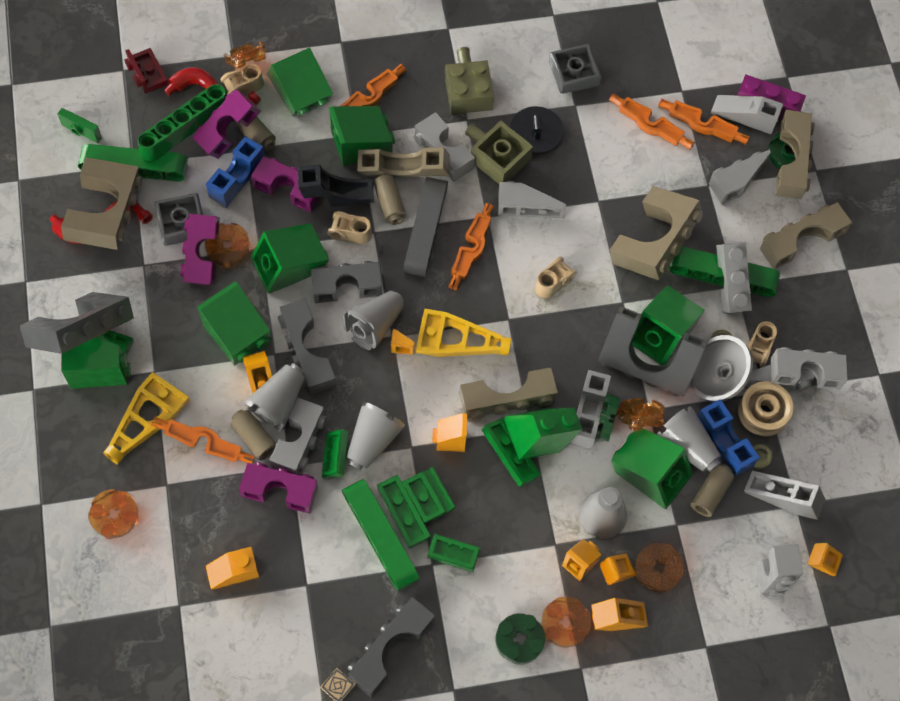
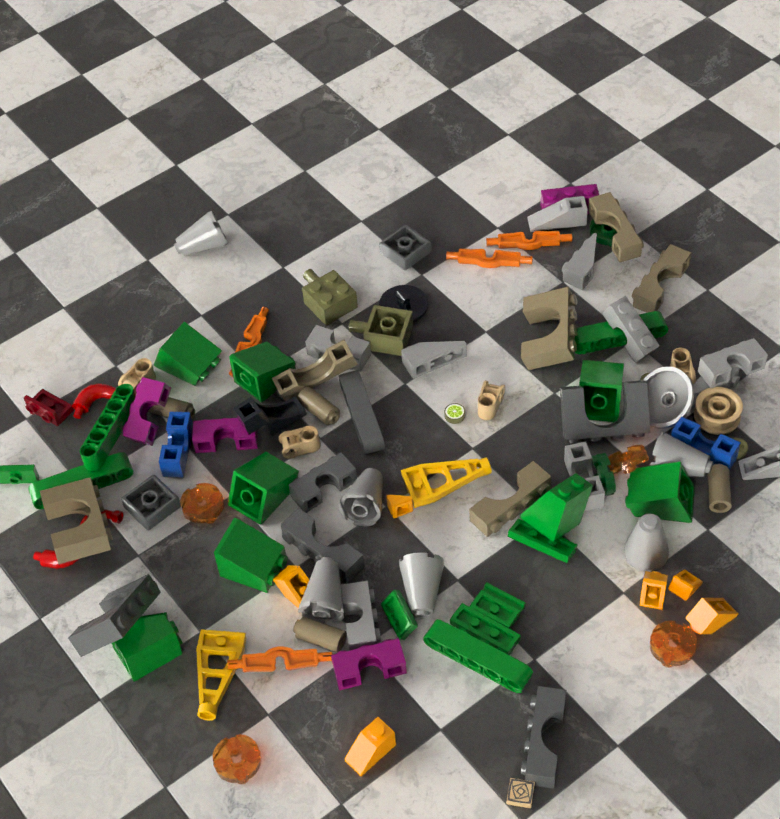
camera: 20 degrees left, 15 degrees down
(198, 230) = (189, 532): magenta arch -> none
(245, 53) = (126, 357): clear orange plate -> none
(451, 433) = (487, 548): light orange slope -> none
(453, 552) = (547, 639): green plate -> none
(466, 256) = (407, 418): orange piece -> none
(513, 274) = (454, 413): none -> tile
(513, 651) = (645, 663): dark green plate -> none
(665, 555) = (717, 554): clear orange plate -> none

